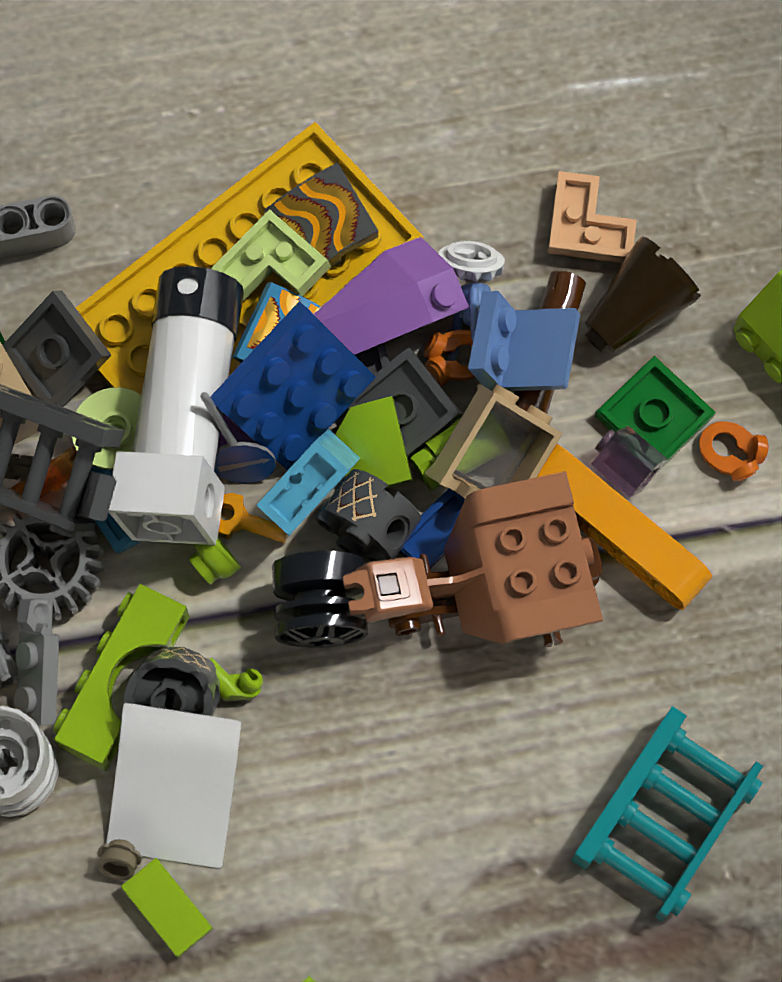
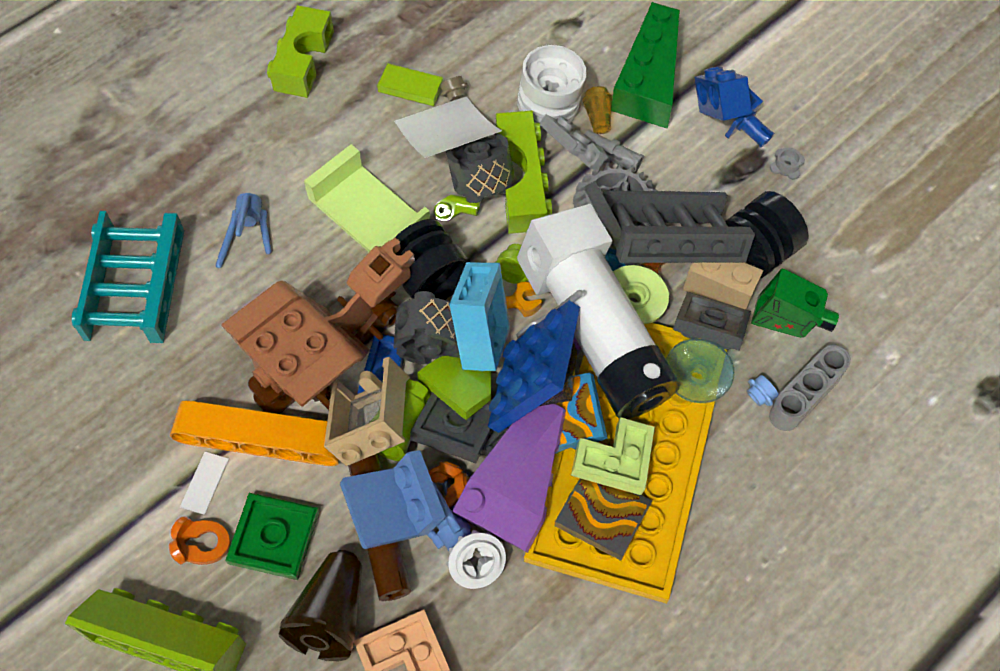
camera: 150 degrees right, 10 degrees down
(62, 258) = (762, 391): none -> light blue plate
(113, 280) = (709, 361): none -> clear light blue dish
(334, 742) = (359, 200): none -> yellowish green panel
(483, 825) = (246, 214): none -> medium blue plant
(627, 460) = (270, 477): brick -> none
(698, 515) = (204, 483): none -> white sticker

